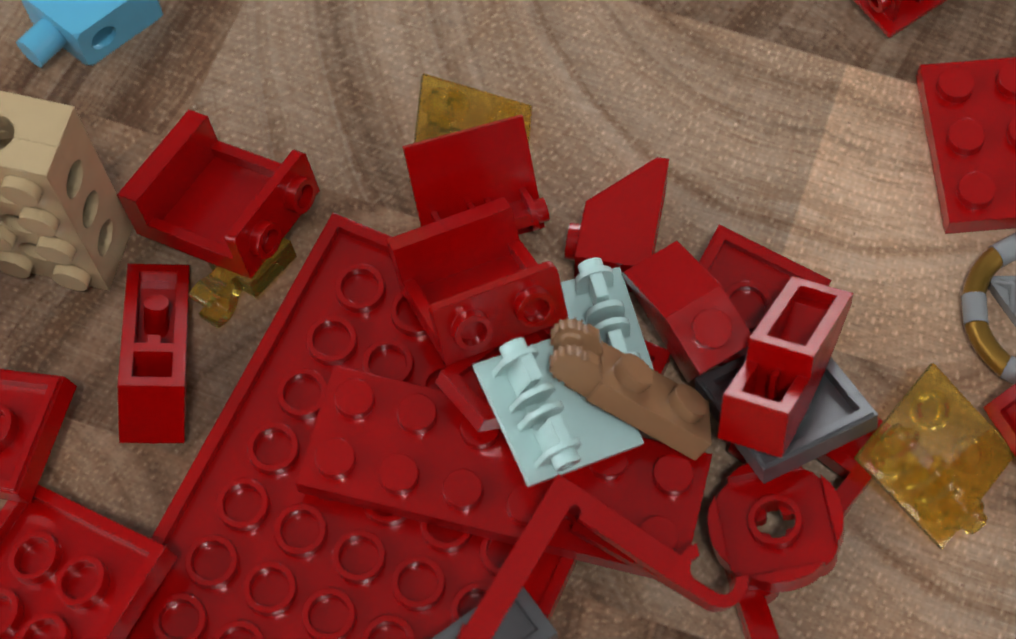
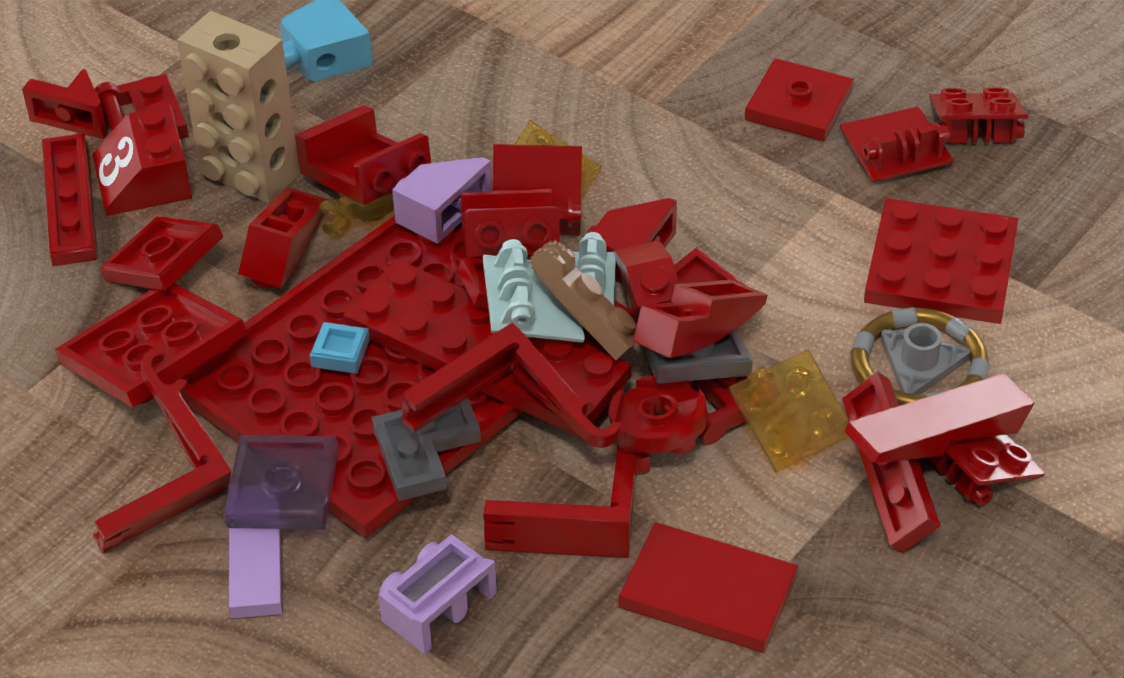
camera: 15 degrees right, 20 degrees down
(308, 534) = (339, 347): none -> medium azure tile
(346, 244) = (431, 197): none -> lavender slope

